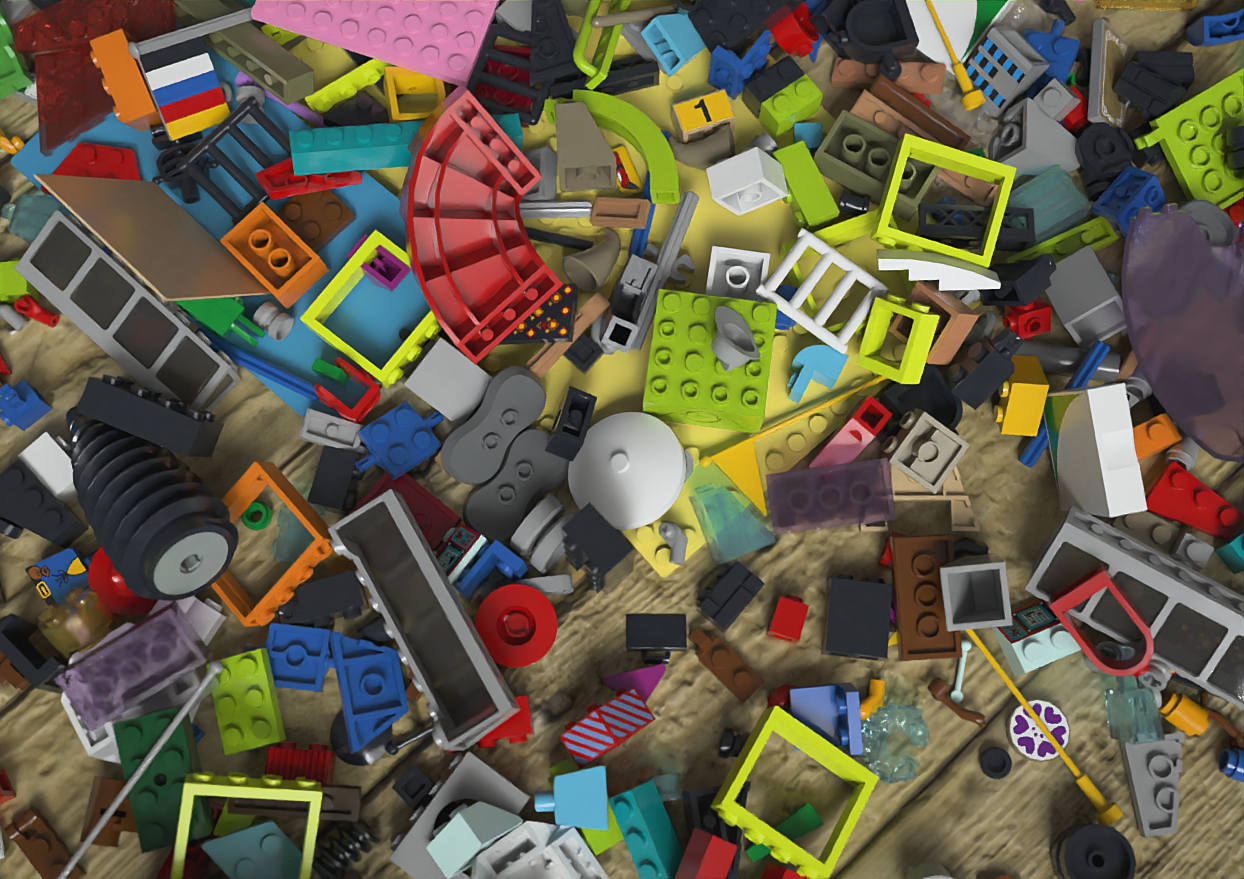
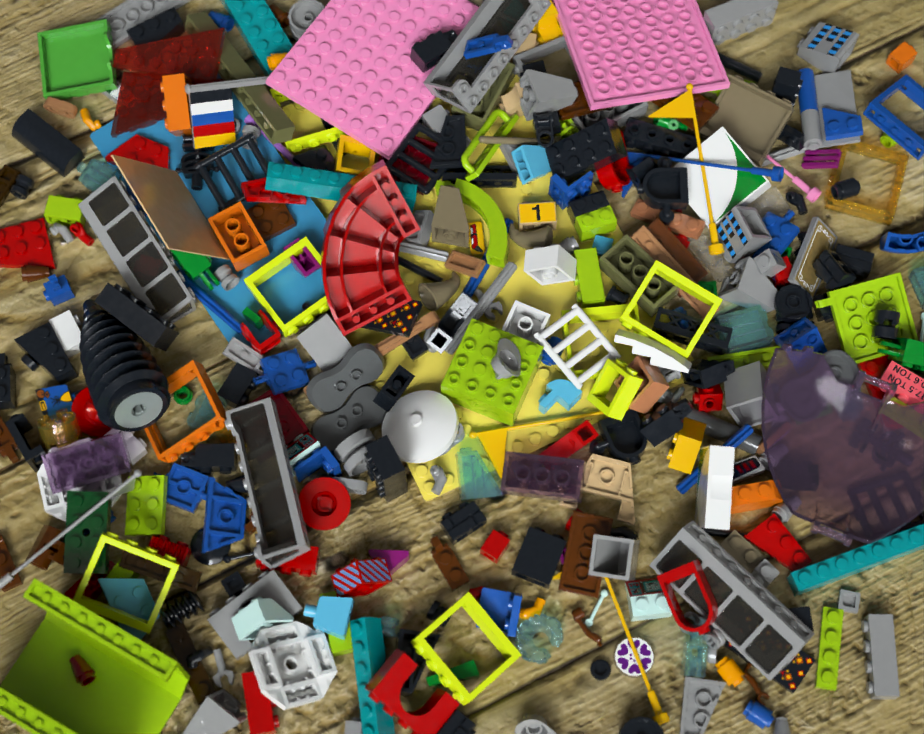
camera: 15 degrees right, 5 degrees down
(656, 634) = (410, 534): black piece -> none
(924, 449) = (612, 462): plate -> none

